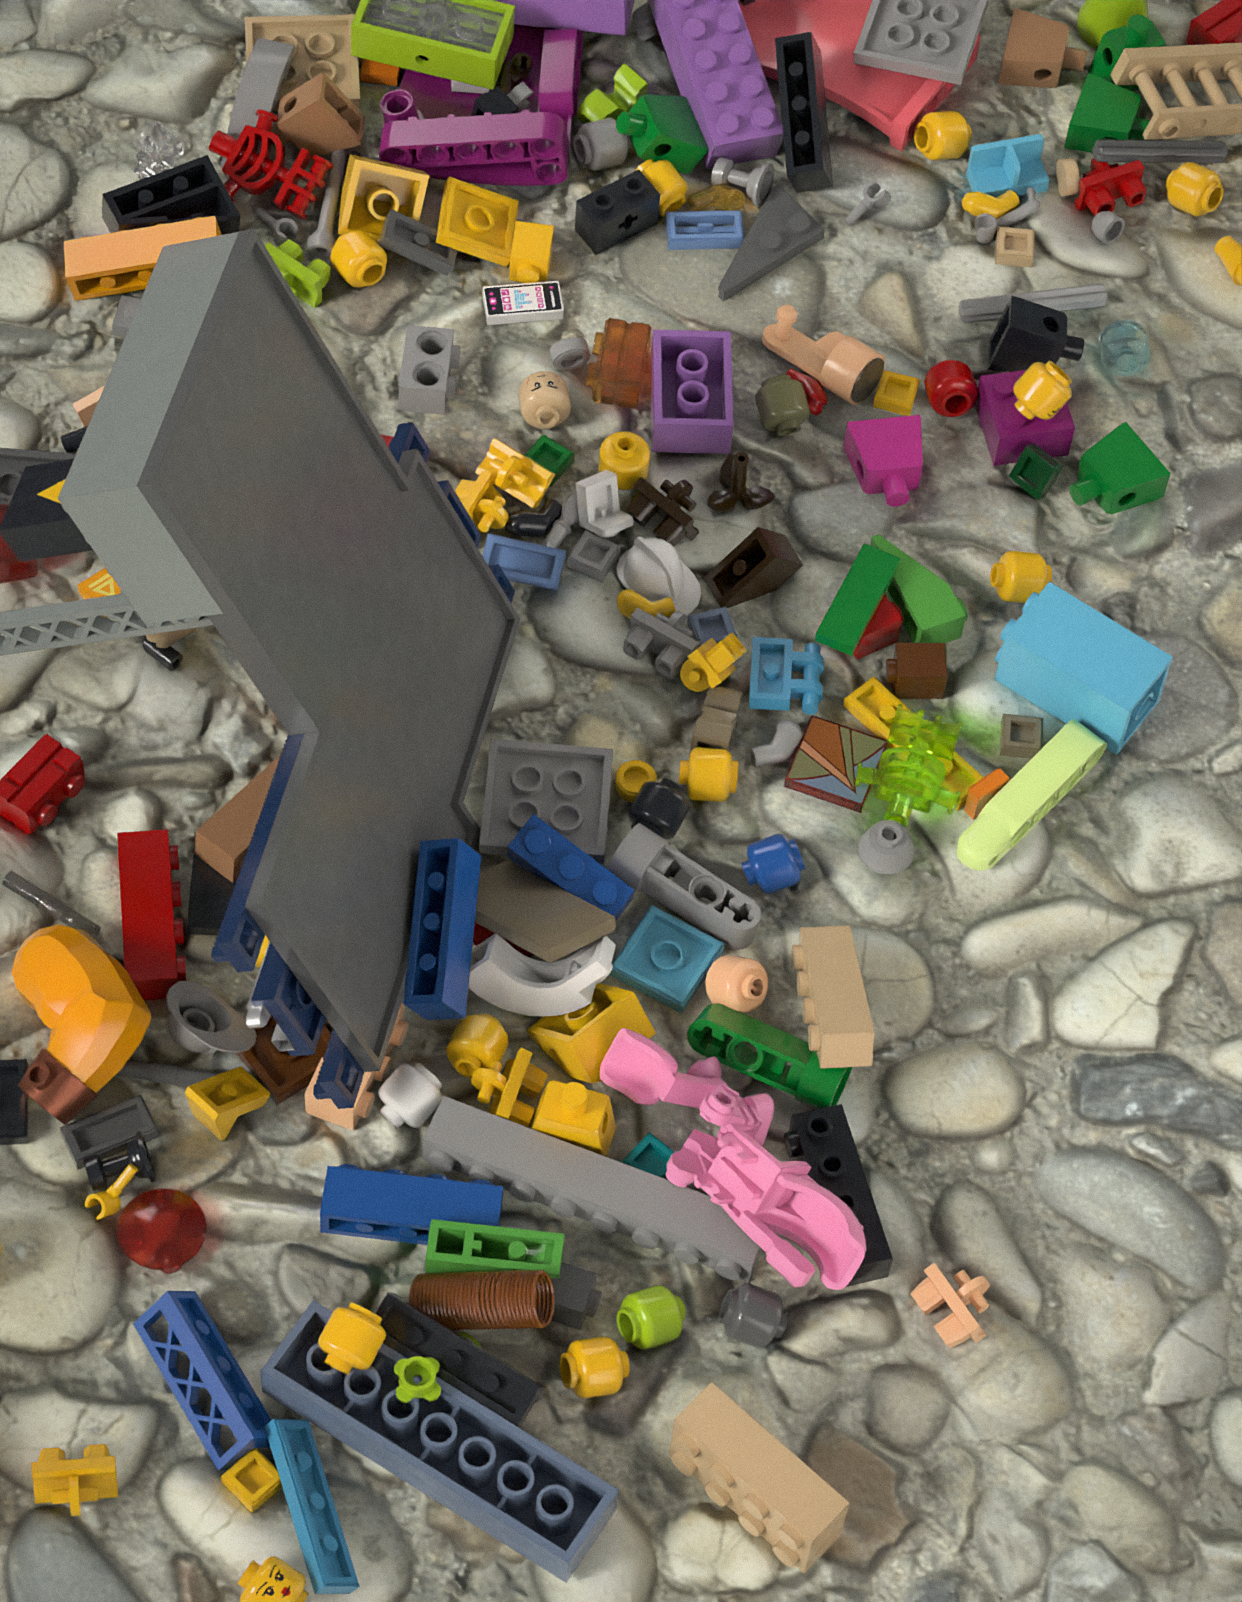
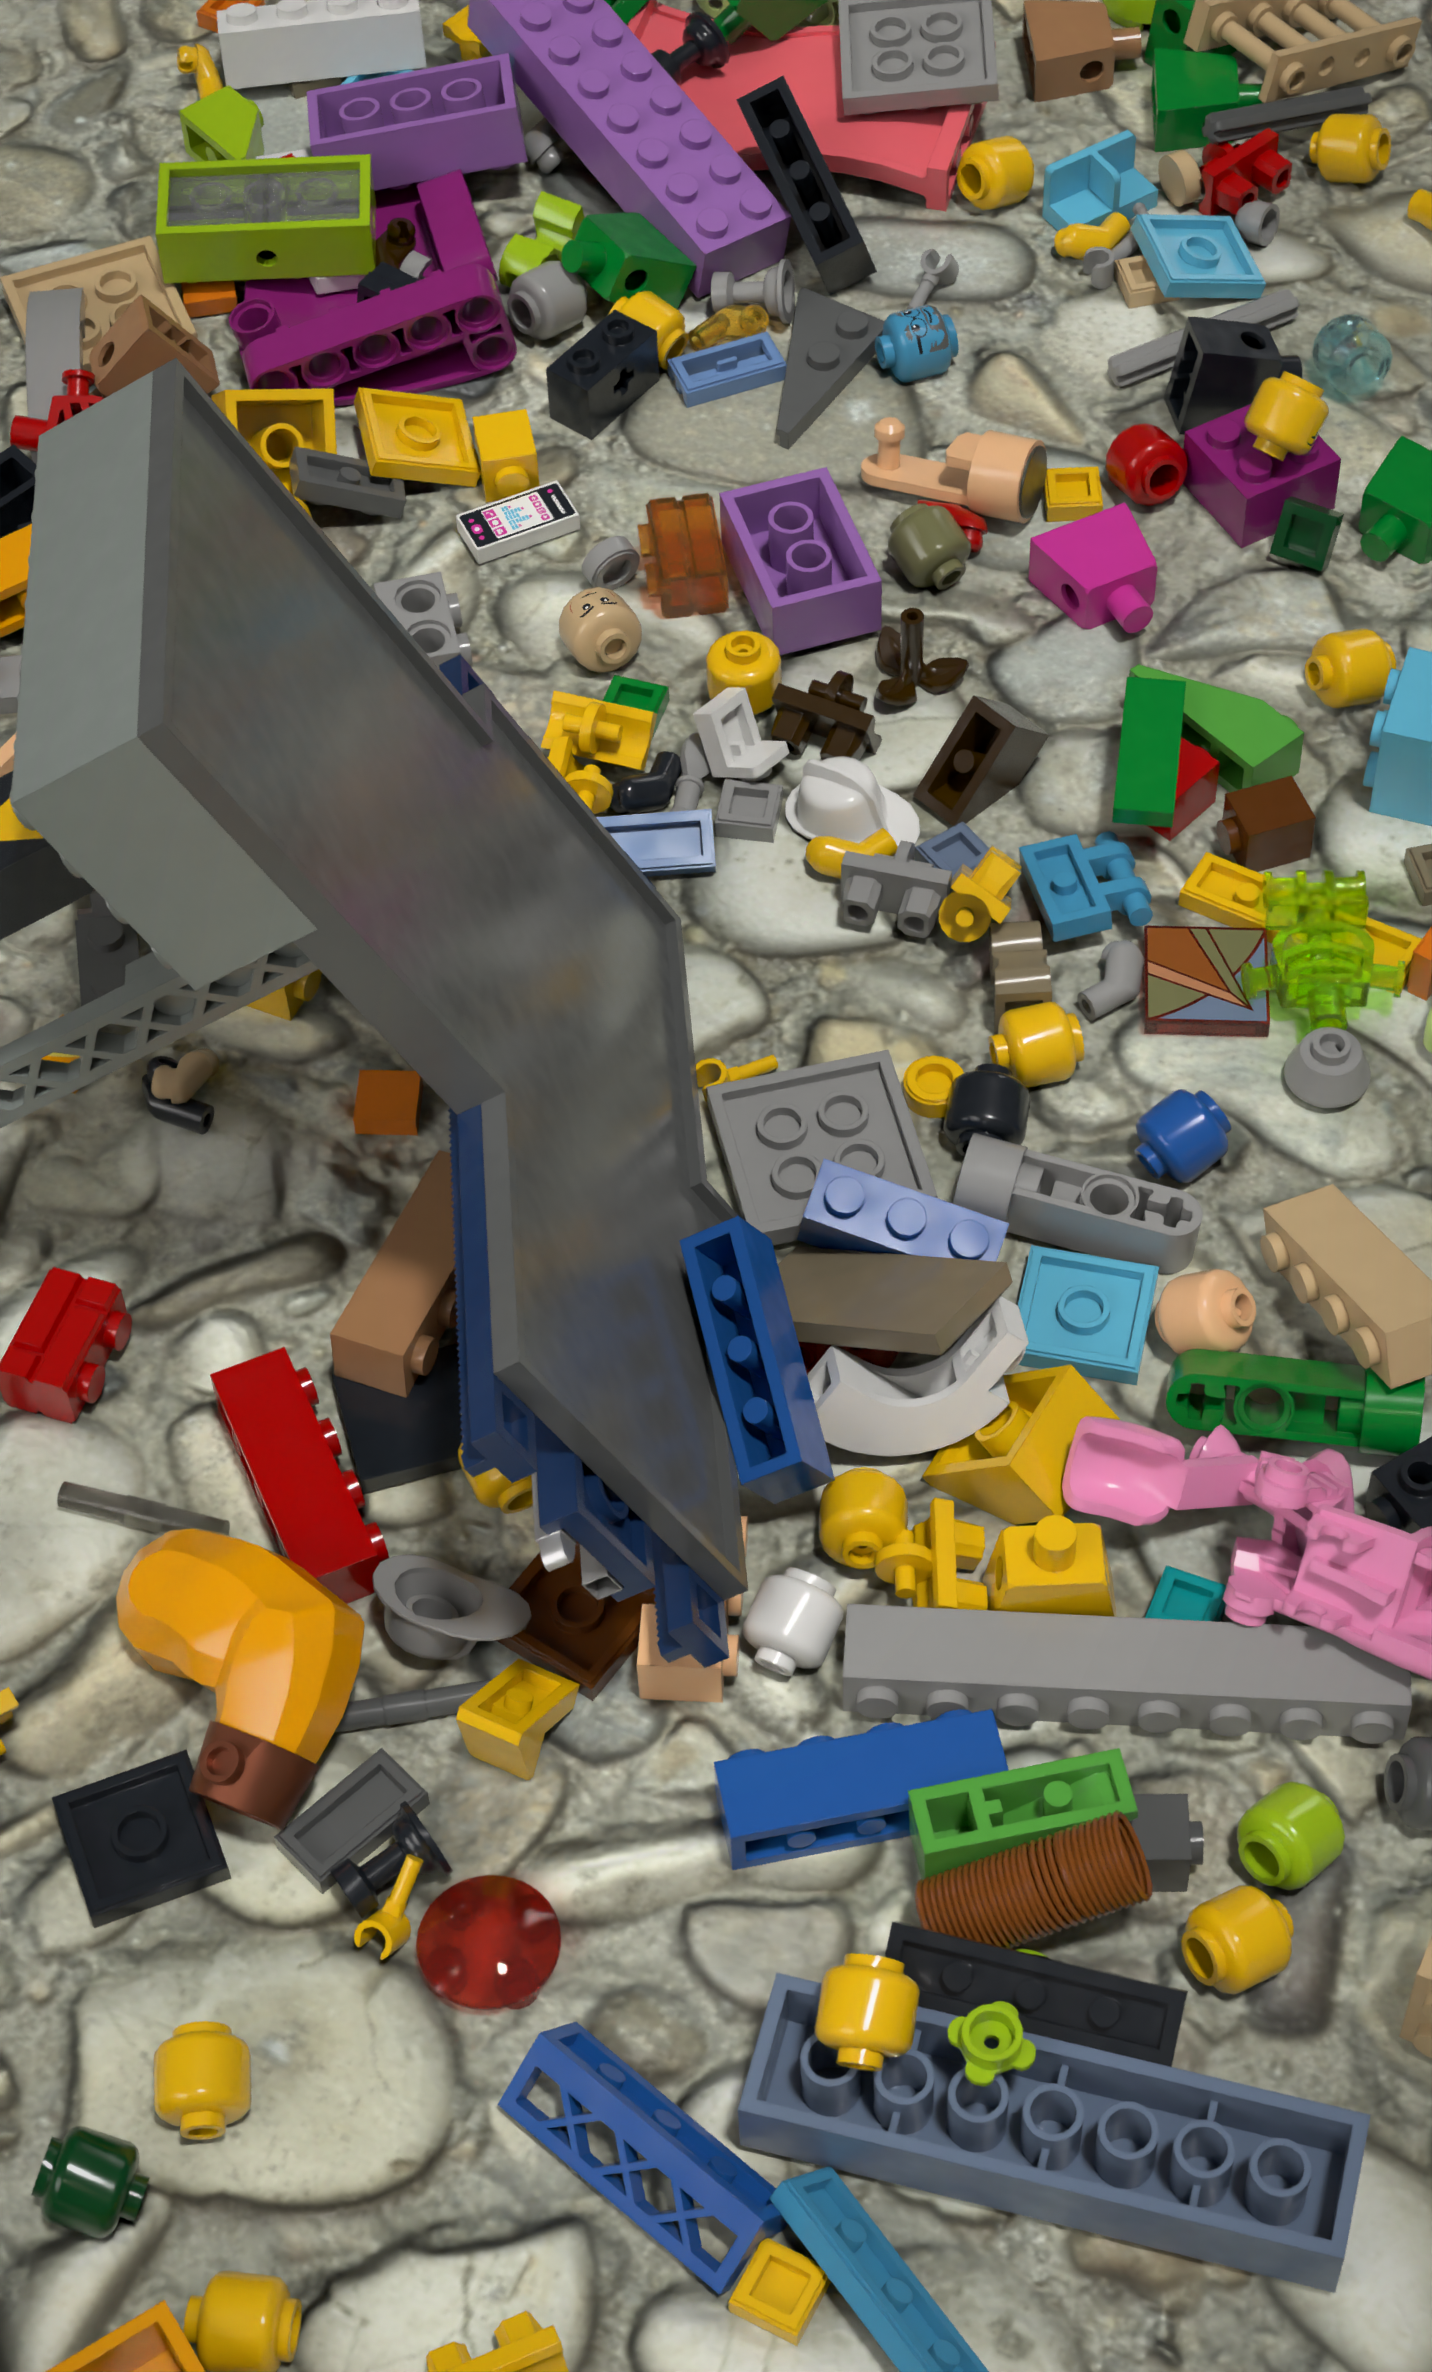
camera: 10 degrees left, 5 degrees down
(498, 727) = (715, 1071): none -> yellow hand
(836, 250) = (917, 343): none -> dark azure head
(1054, 241) = (1198, 256): none -> medium azure tile

